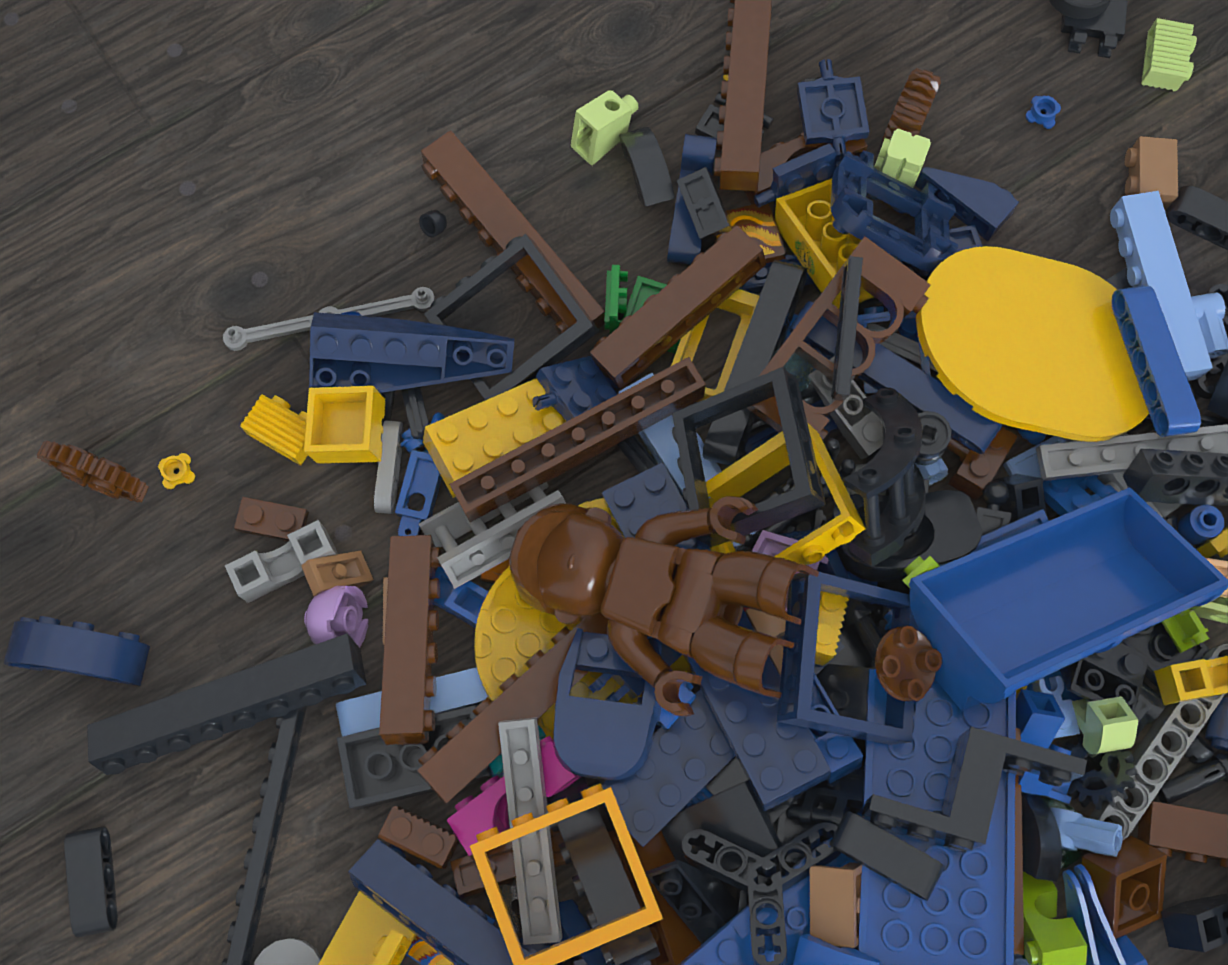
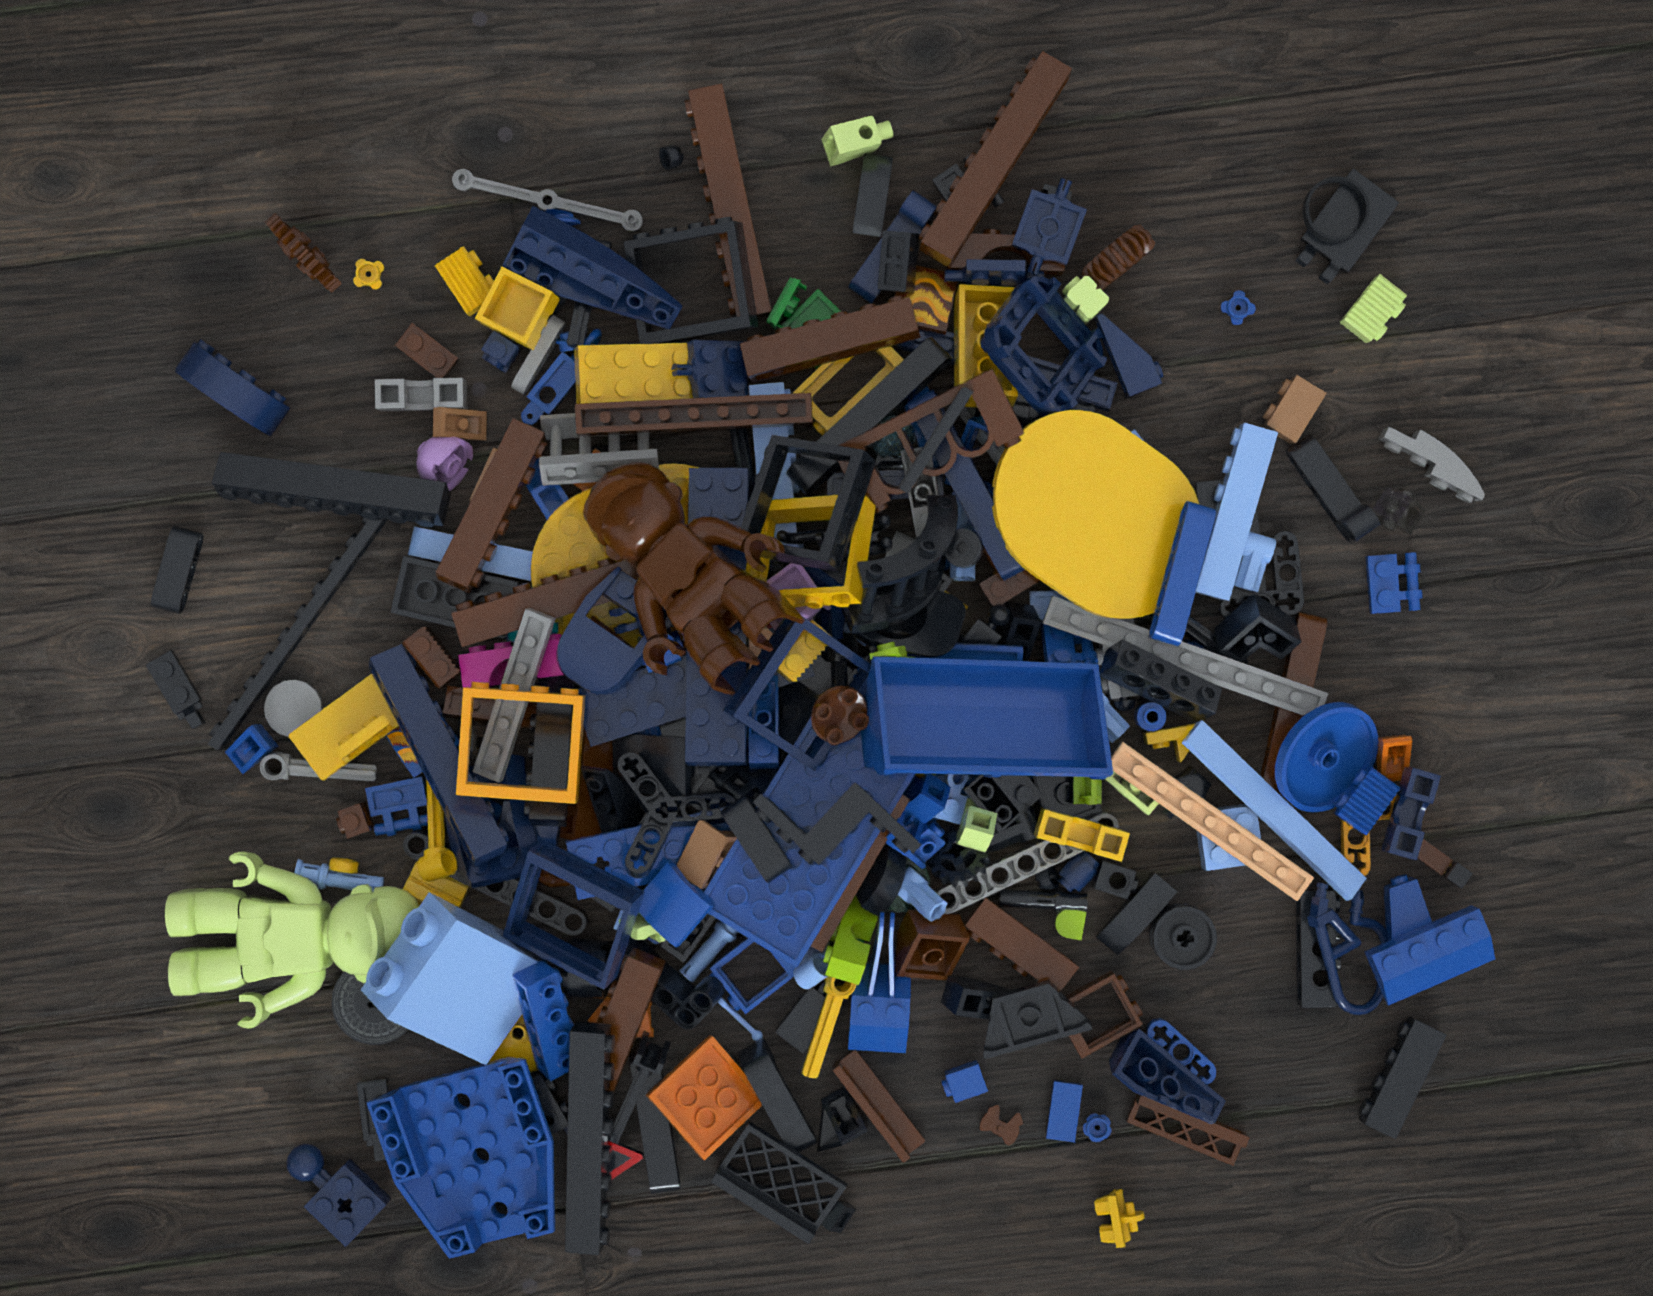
camera: 20 degrees right, 15 degrees up
(347, 481) = (500, 351): none -> dark blue brick

